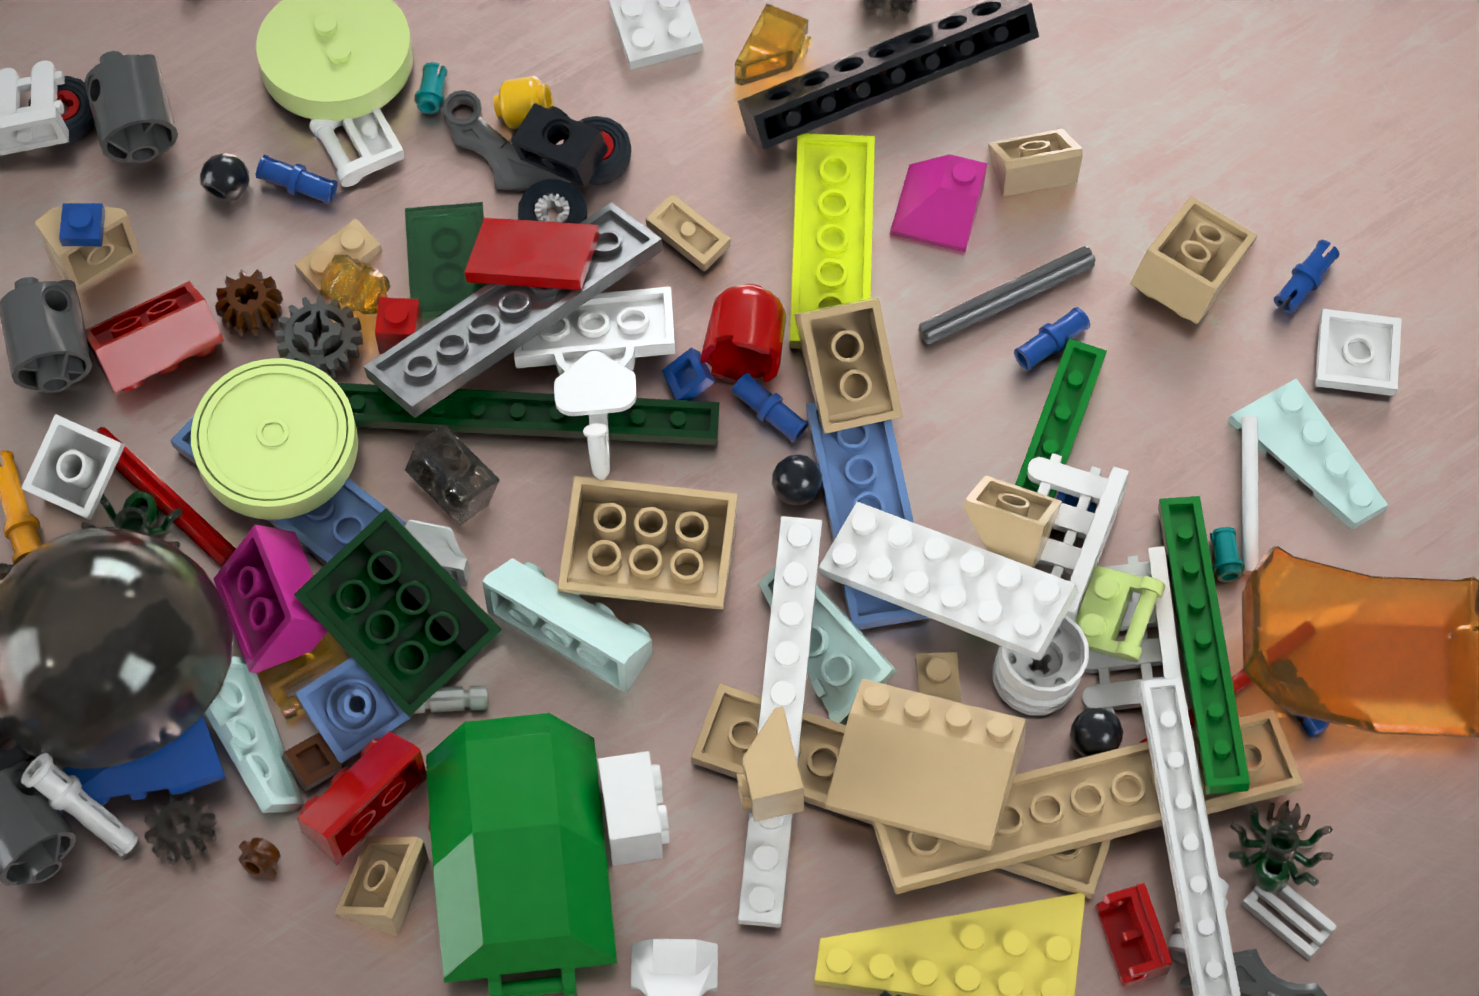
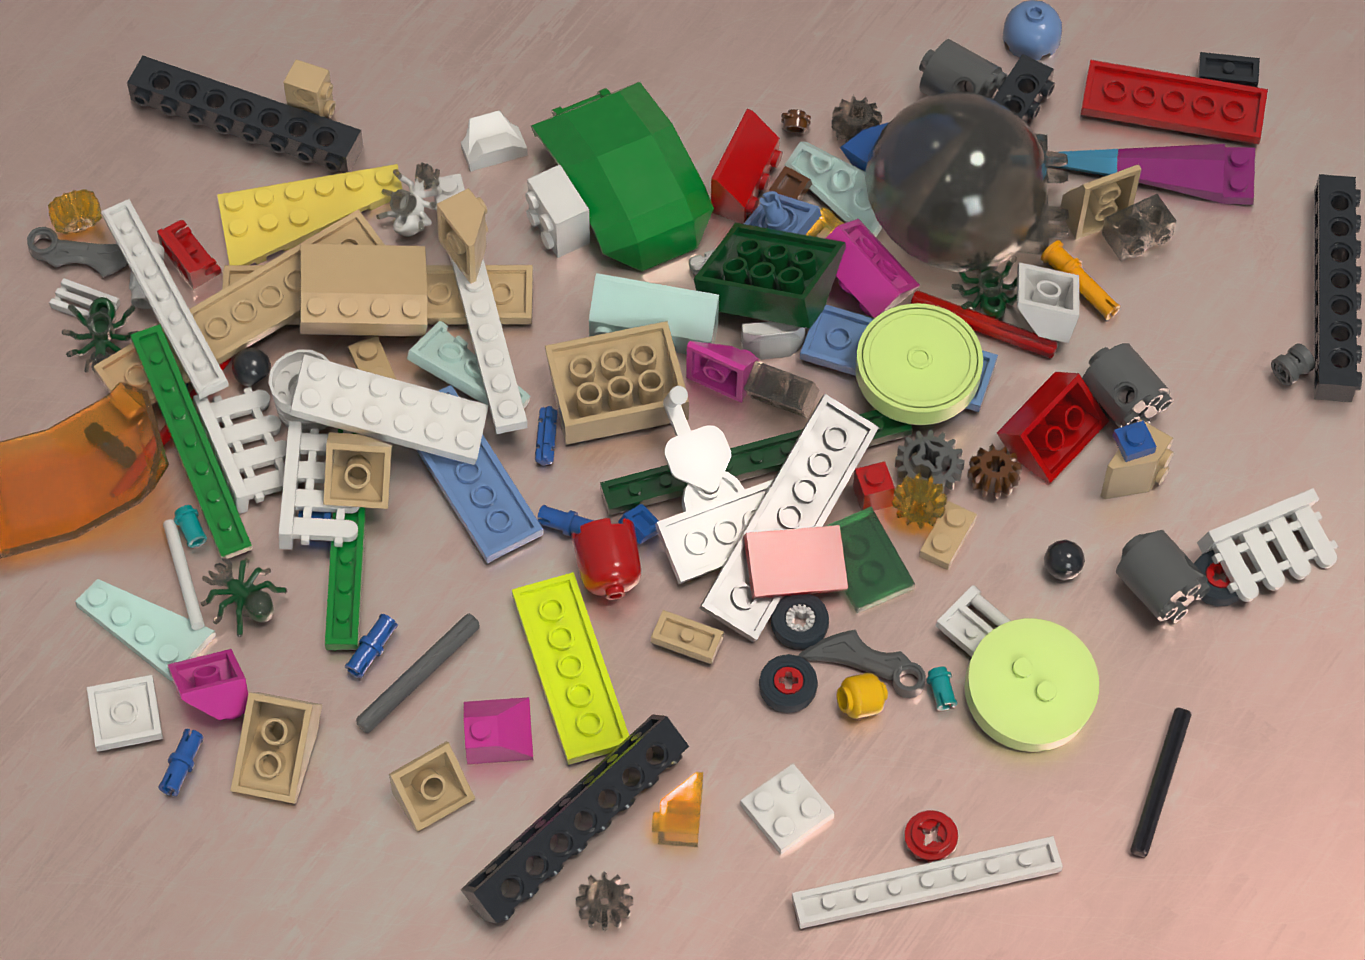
camera: 160 degrees right, 5 degrees down
(66, 794) = (895, 104): white pin -> none
(296, 179) = (1010, 579): blue pin -> none
(384, 882) = (707, 129): tan slope -> none
(507, 525) = (720, 368): none -> dark pink slope
(571, 160) = (828, 648): black brick -> none
(757, 530) = (546, 435): none -> blue axle
(797, 479) = (528, 470): black piece -> none
(821, 890) = (409, 206): none -> animal
(849, 364) = (521, 557): tan slope -> none
(1106, 607) = (269, 444): yellowish green plate -> none
(1183, 442) = (248, 598): none -> animal
(1254, 343) = (212, 684): none -> dark pink slope

